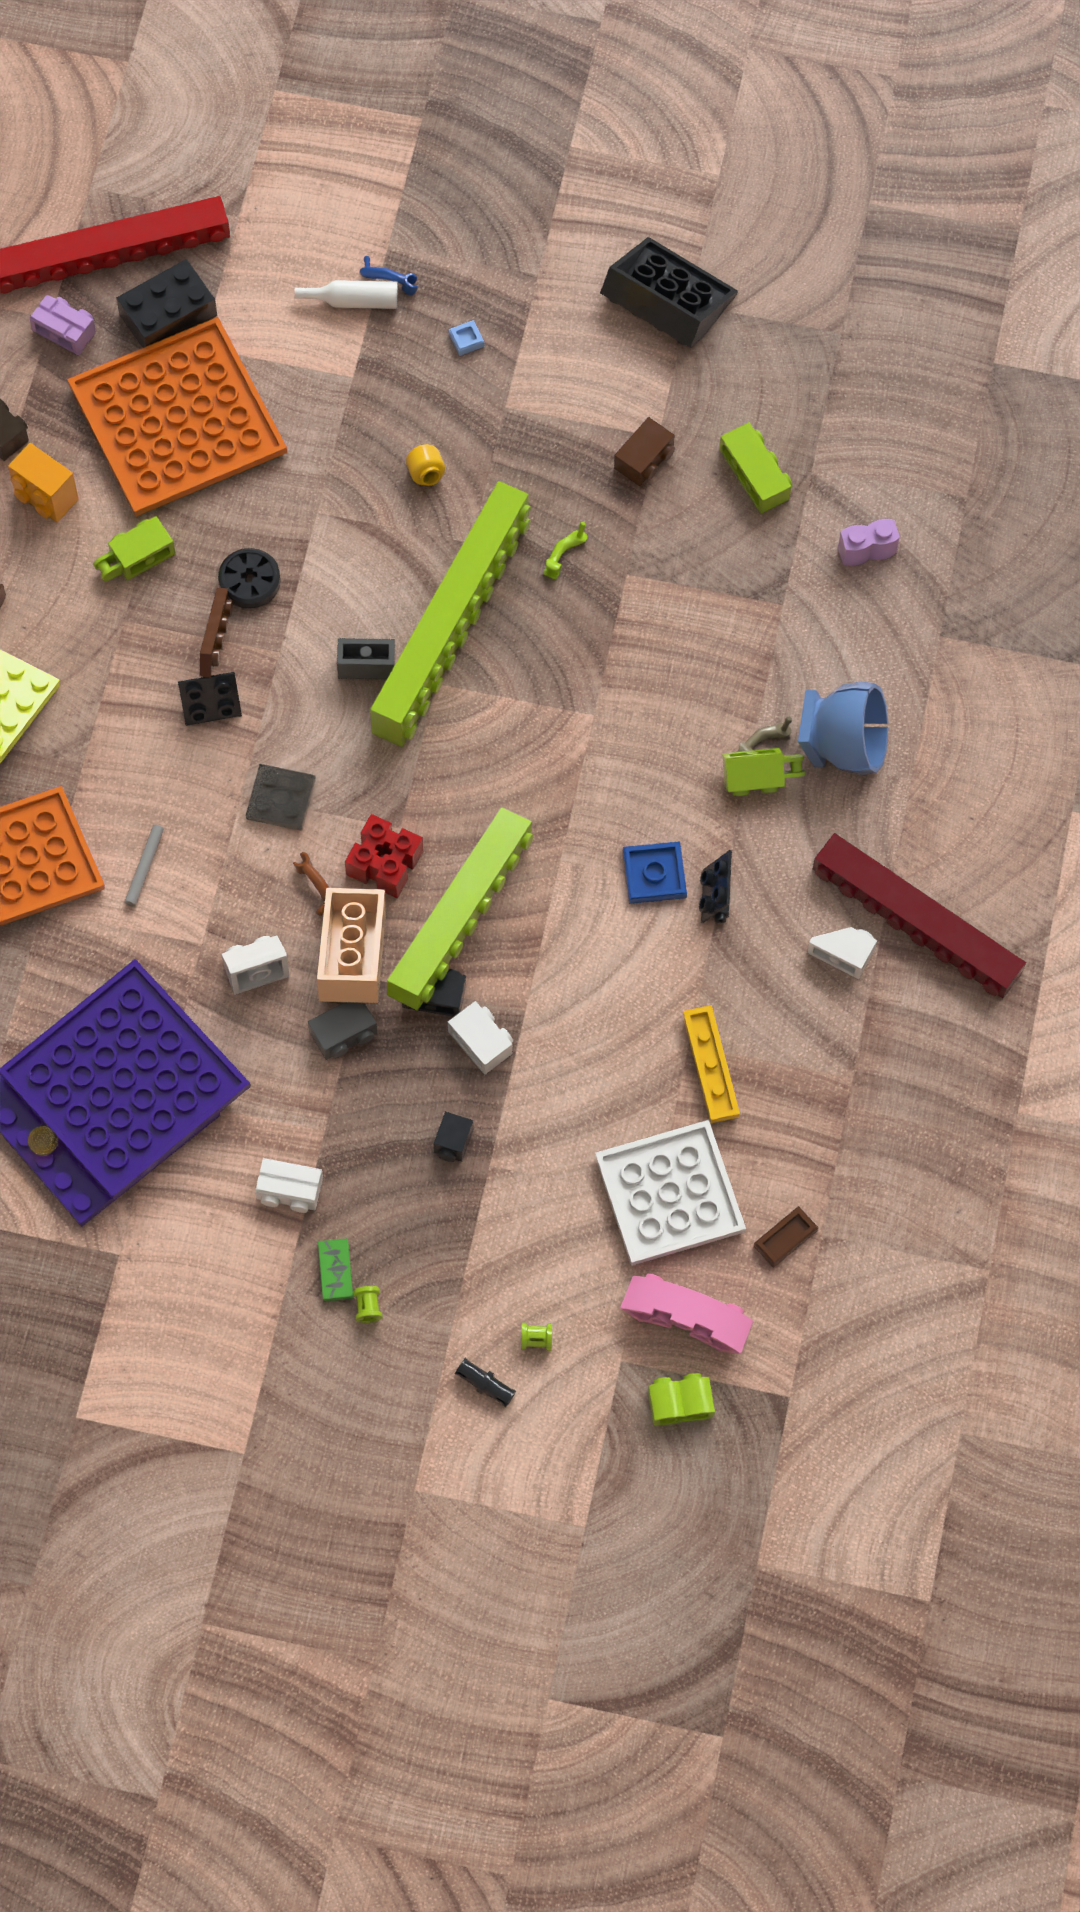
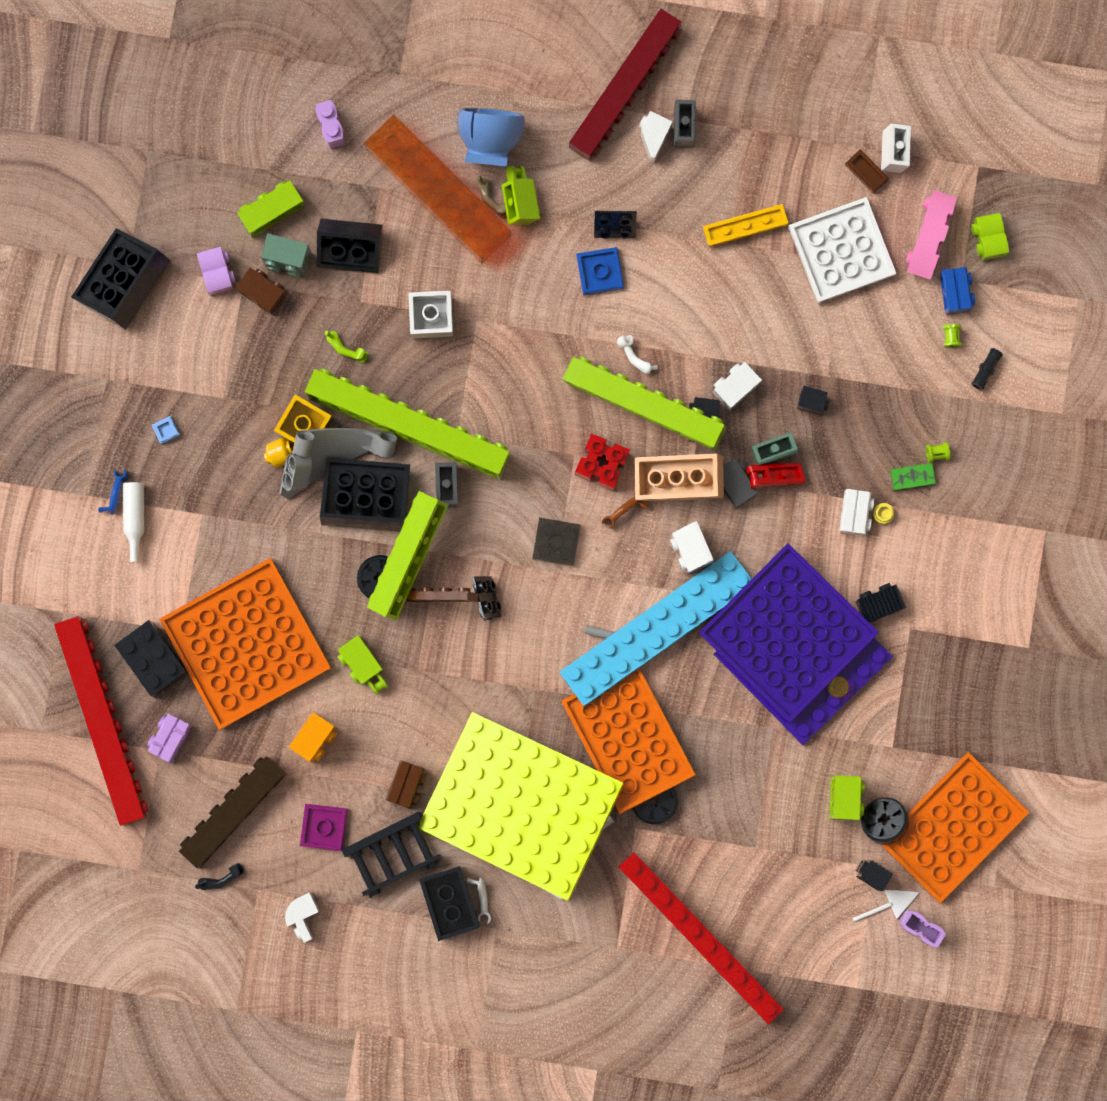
camera: 90 degrees left, 15 degrees up
(147, 911) = (655, 629): none -> medium azure plate
(155, 1210) = (881, 603): none -> black brick
(271, 598) = (407, 555): none -> lime brick
(286, 1226) = (883, 513): none -> light yellow plate
(348, 1078) = (776, 475): none -> red plate
(361, 560) = (365, 494): none -> black slope
(385, 1077) = (774, 449): none -> sand green brick
(419, 505) = (315, 445): none -> light grey panel
(459, 489) = (301, 416): none -> yellow brick
(526, 909) = (625, 343): none -> white piece
(600, 650) = (430, 314): none -> white brick
(602, 1346) = (957, 290): none -> blue brick
(674, 399) = (215, 270): none -> lavender brick
(687, 477) = (286, 255): none -> sand green brick
(702, 558) = (349, 245): none -> black slope
(774, 669) = (437, 189): none -> clear orange brick
(815, 1271) = (896, 148): none -> white brick
(859, 986) = (684, 123): none -> dark grey brick

